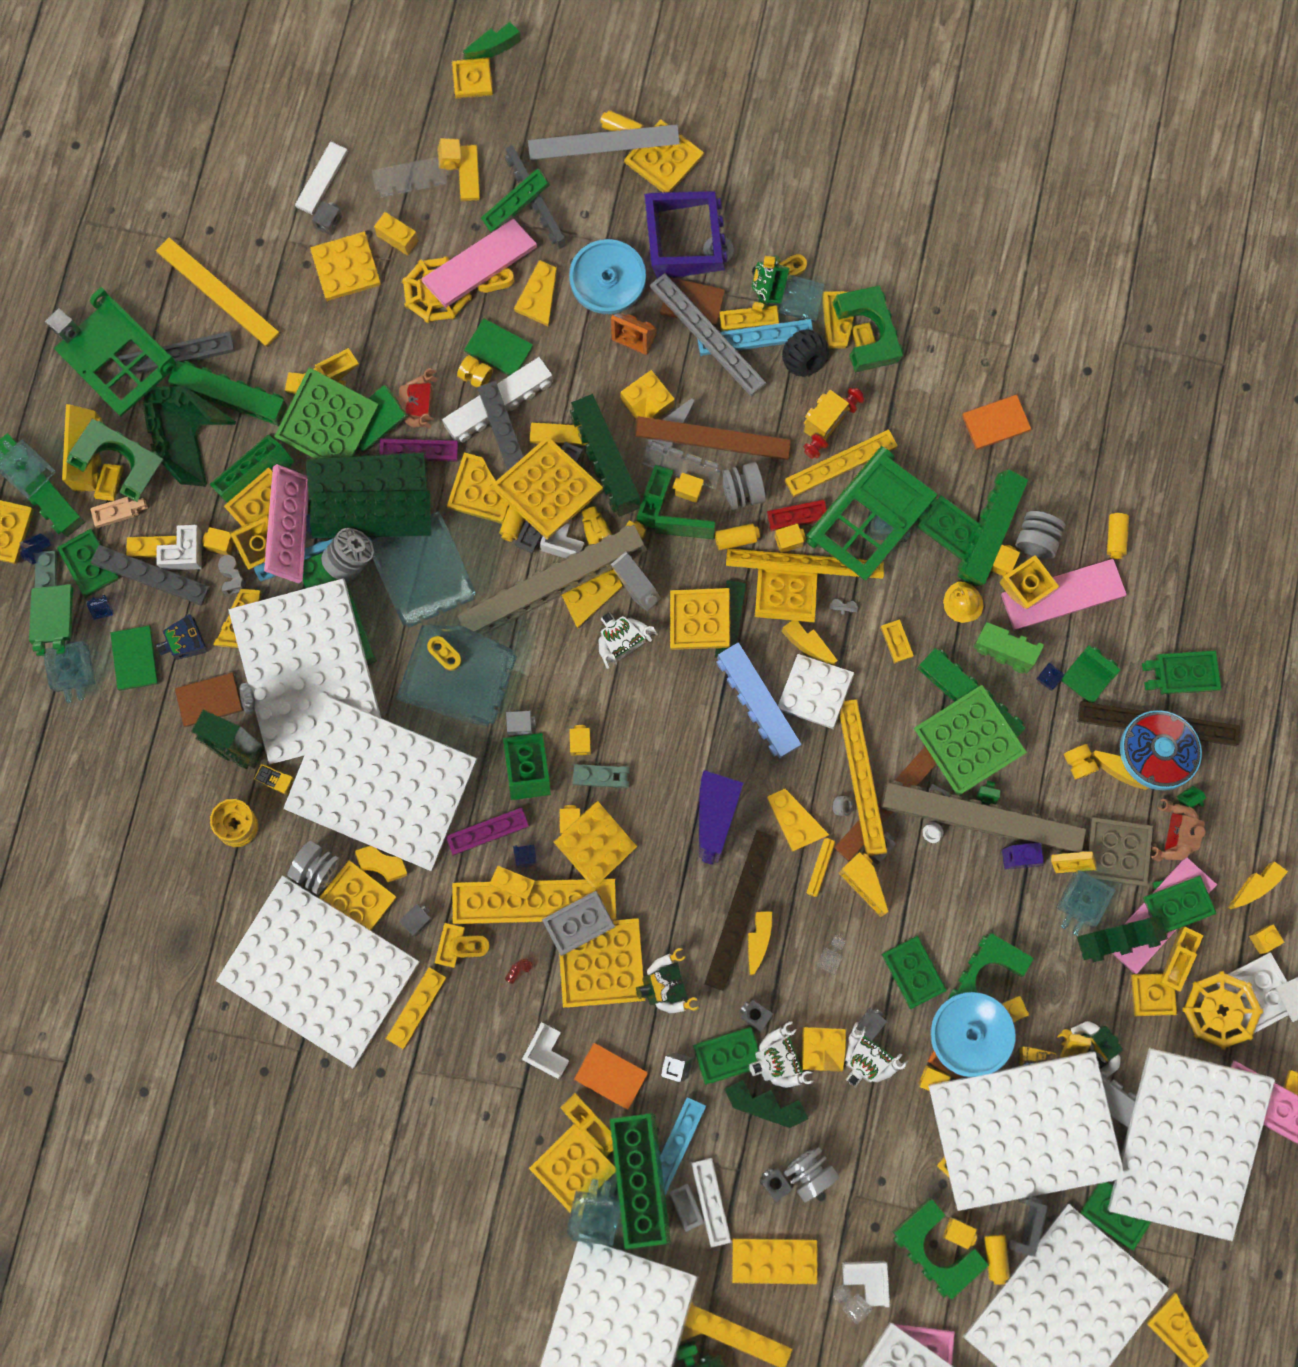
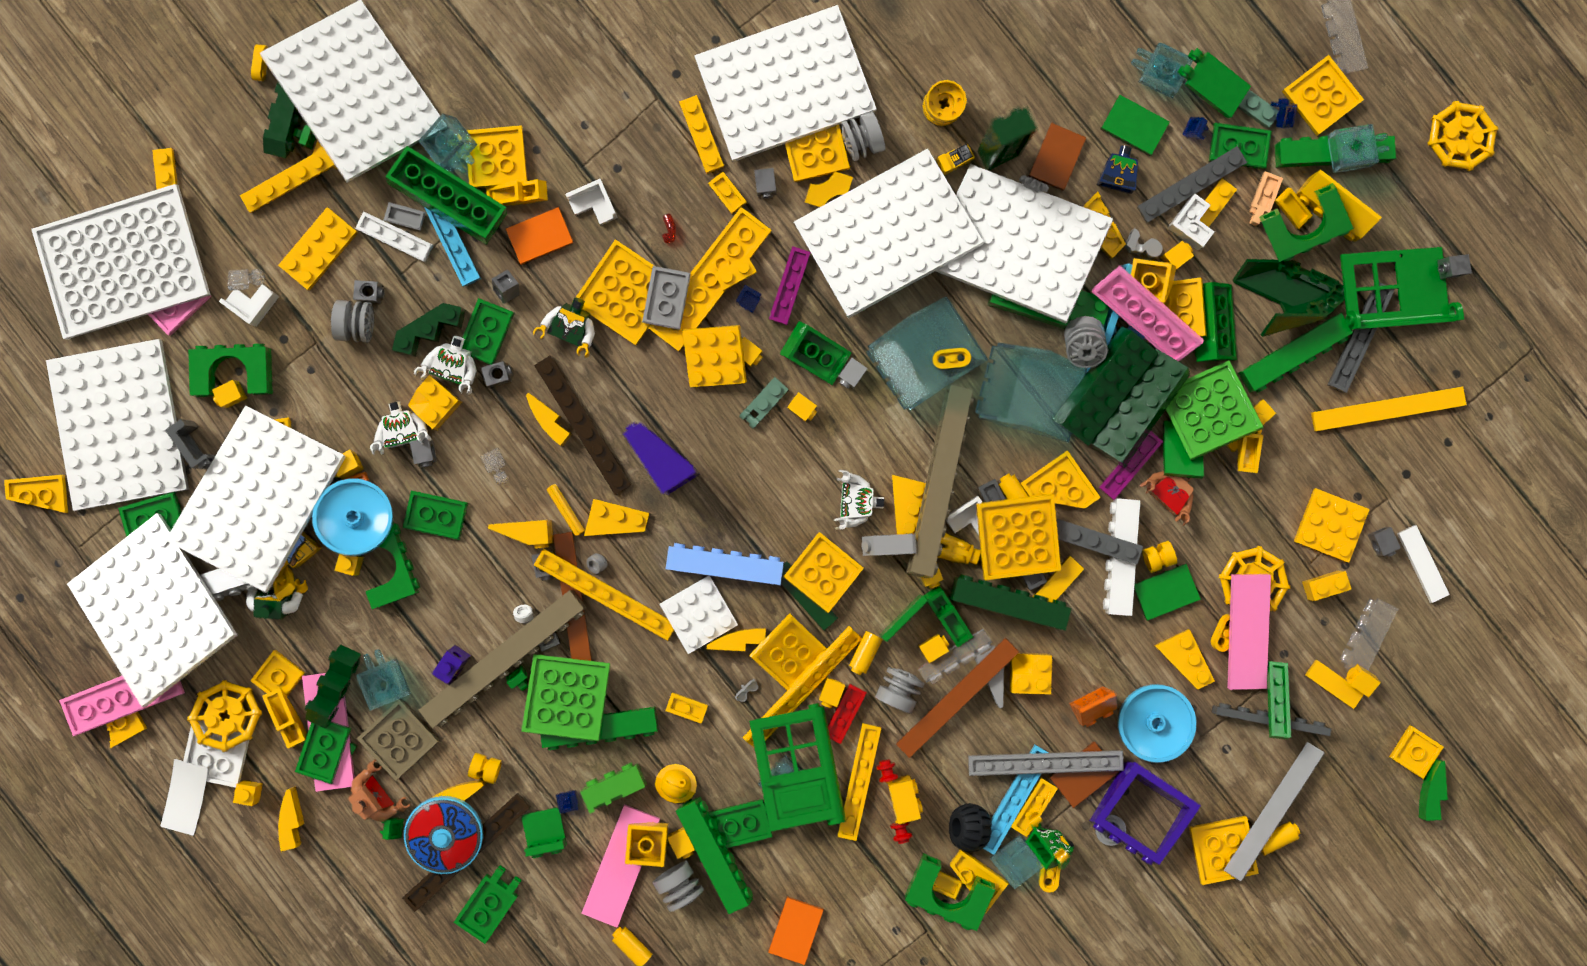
camera: 120 degrees right, 10 degrees up
(467, 946) = (715, 204): yellow plate -> none
(997, 1258) = (191, 406): yellow brick -> none
(1073, 862) = (416, 698): yellow plate -> none

